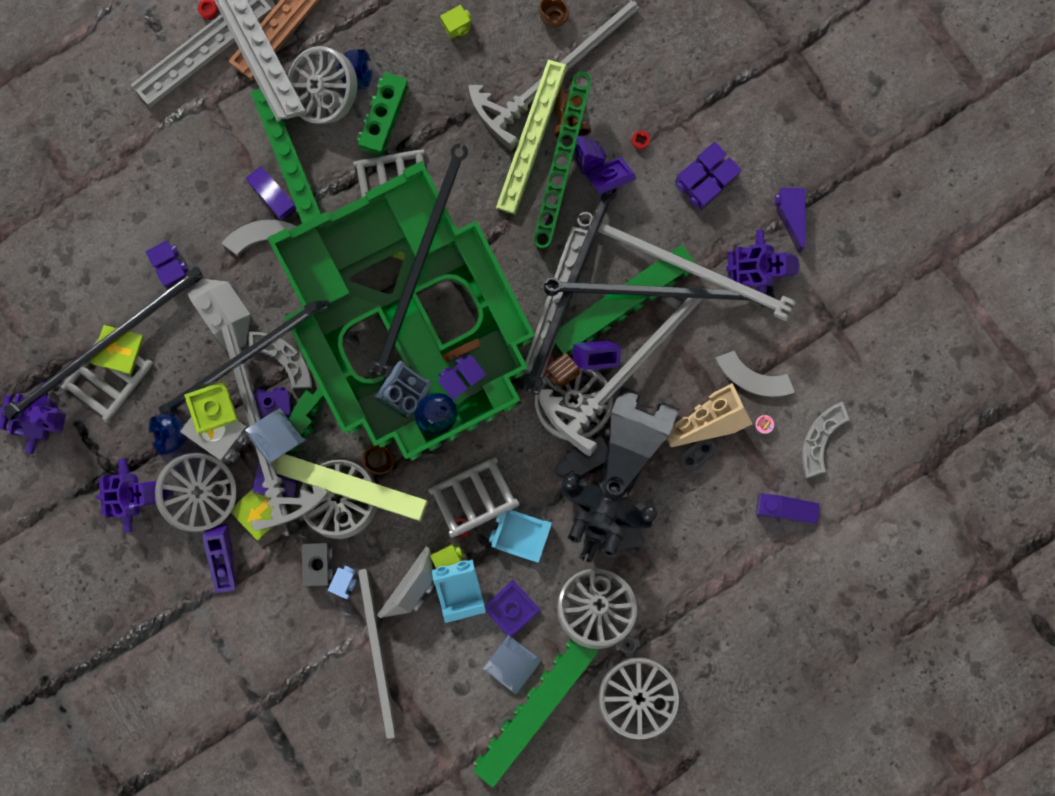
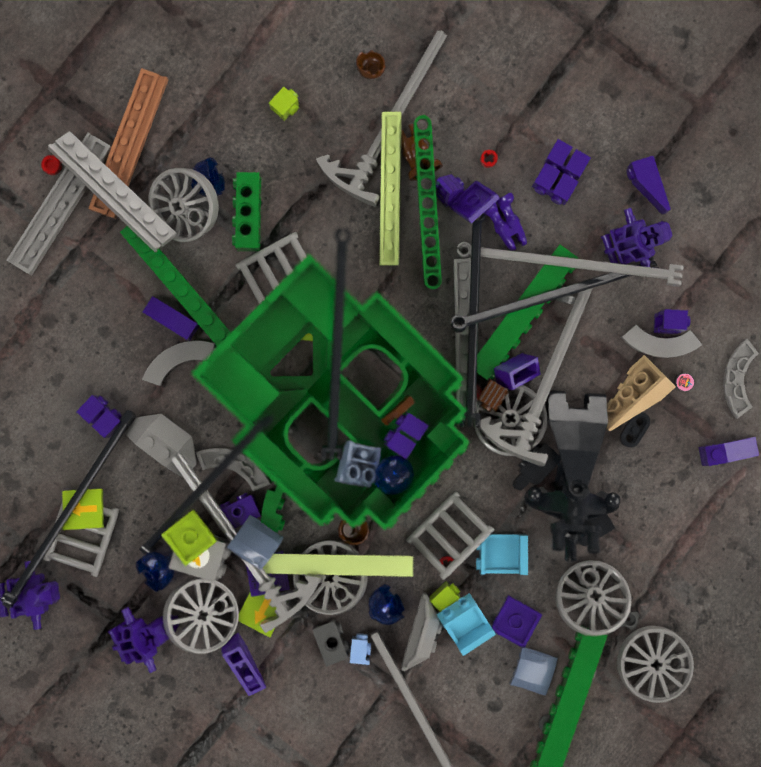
camera: 20 degrees left, 5 degrees up
(383, 546) = (385, 606): none -> clear blue cylinder
(642, 210) = (511, 226): none -> dark purple piece
(769, 357) = (671, 321): none -> dark purple piece

